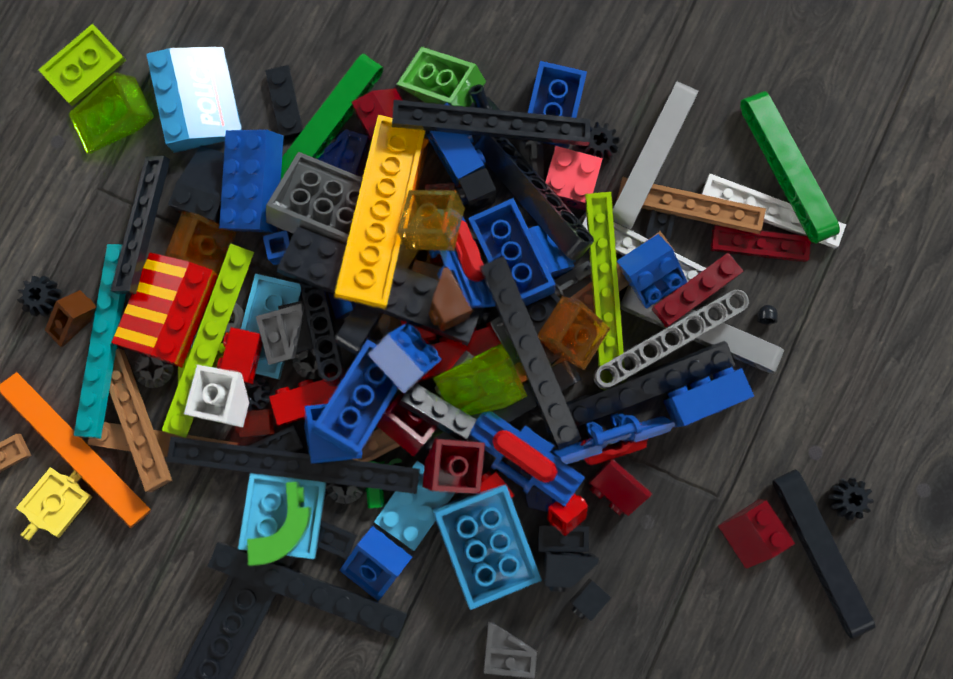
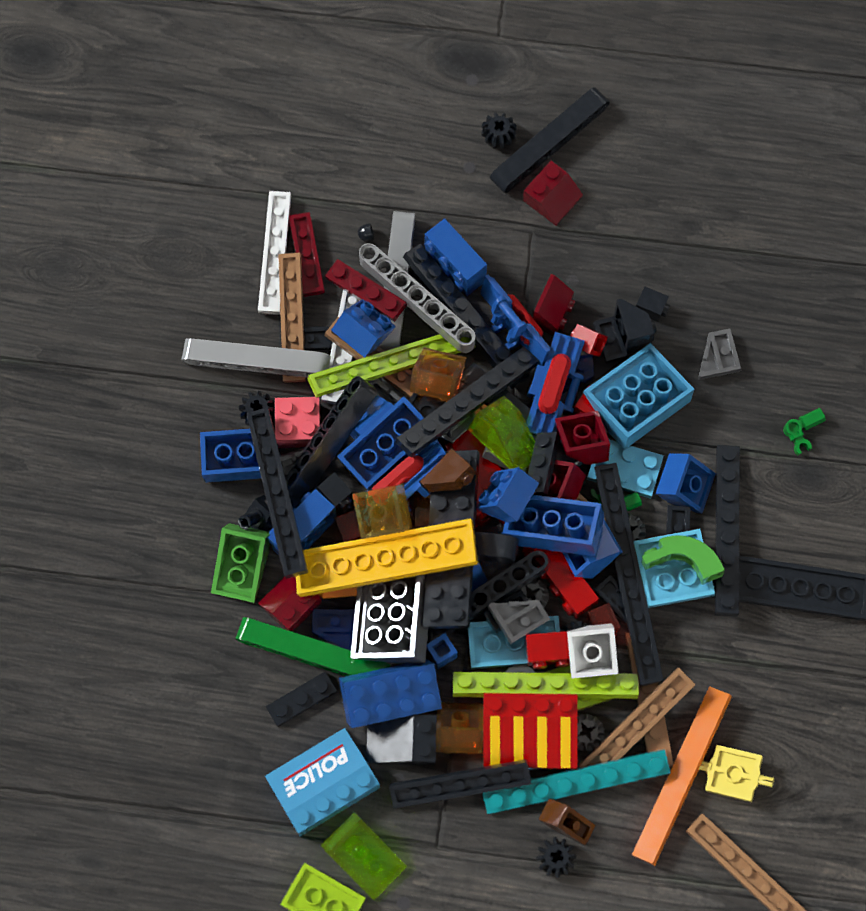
camera: 105 degrees left, 10 degrees down
(789, 167) = (232, 247): beam -> none

